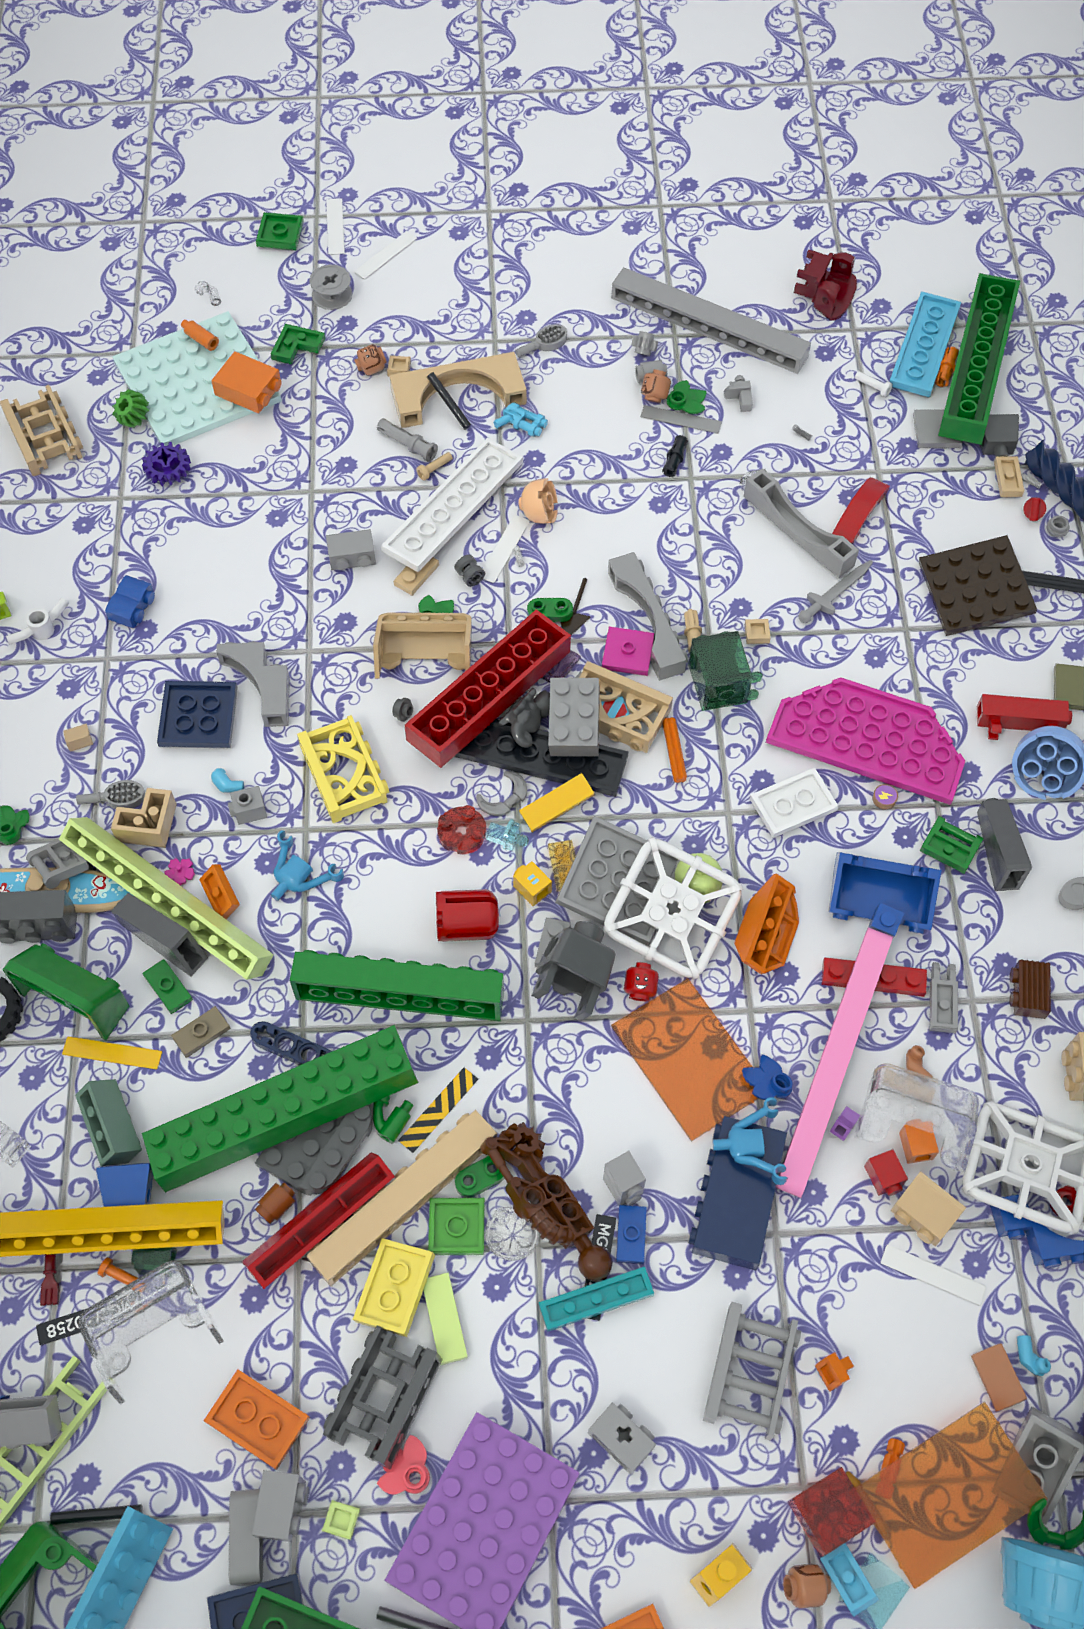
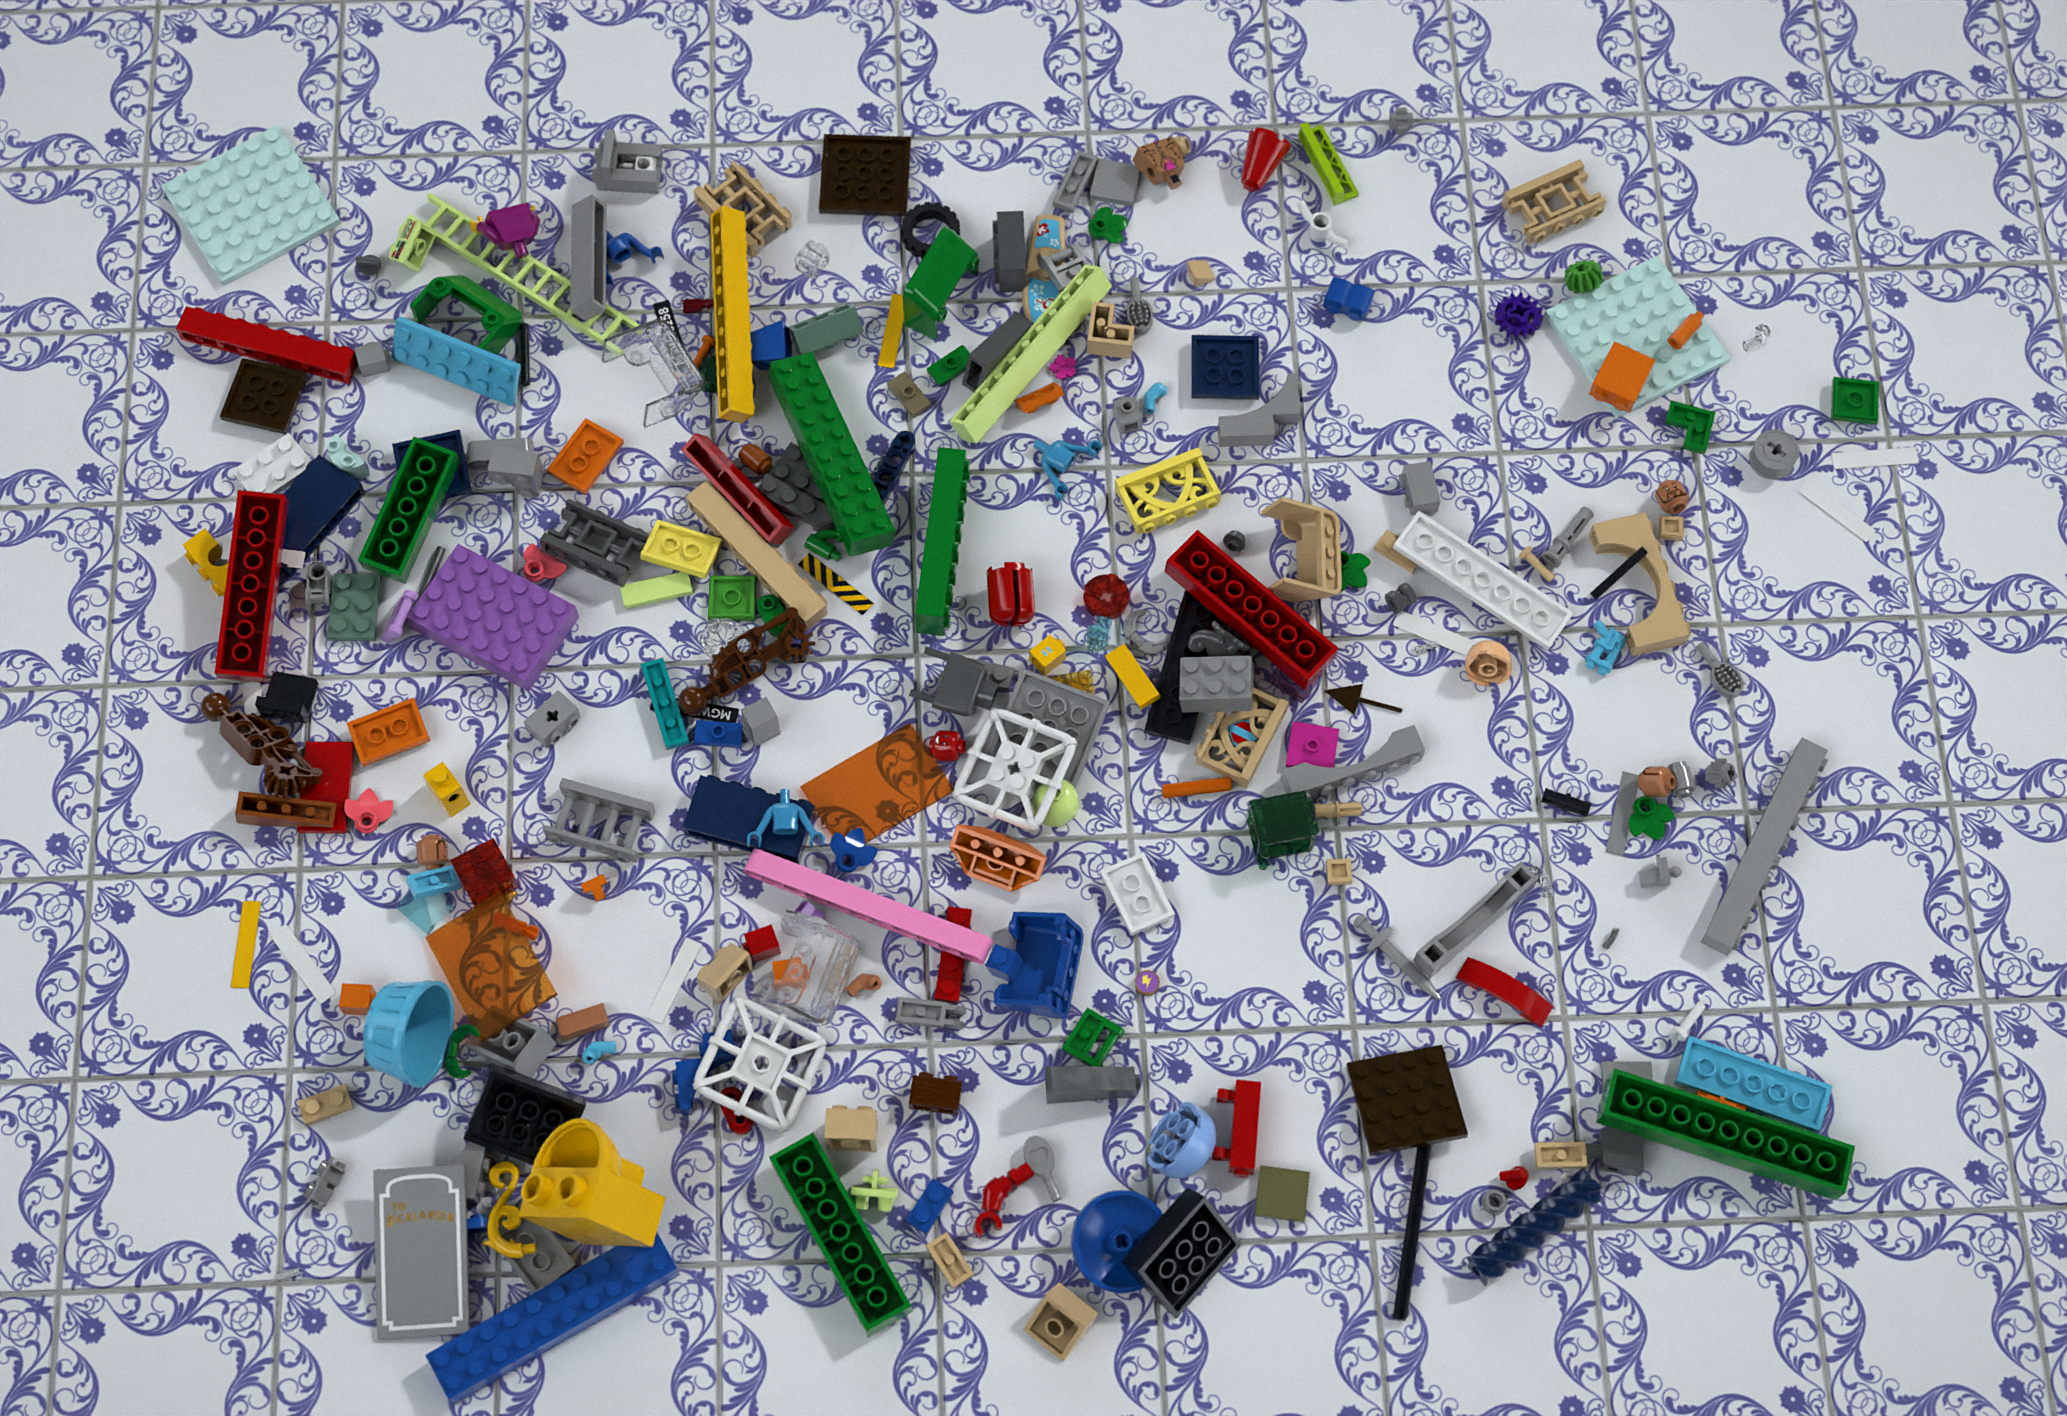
camera: 90 degrees right, 5 degrees up
(341, 1520) = (508, 520): yellowish green tile -> none
(550, 608) = (1358, 672): green plate -> none
(830, 290) = (1829, 982): dark red piece -> none
(871, 736) = (1215, 974): dark pink plate -> none

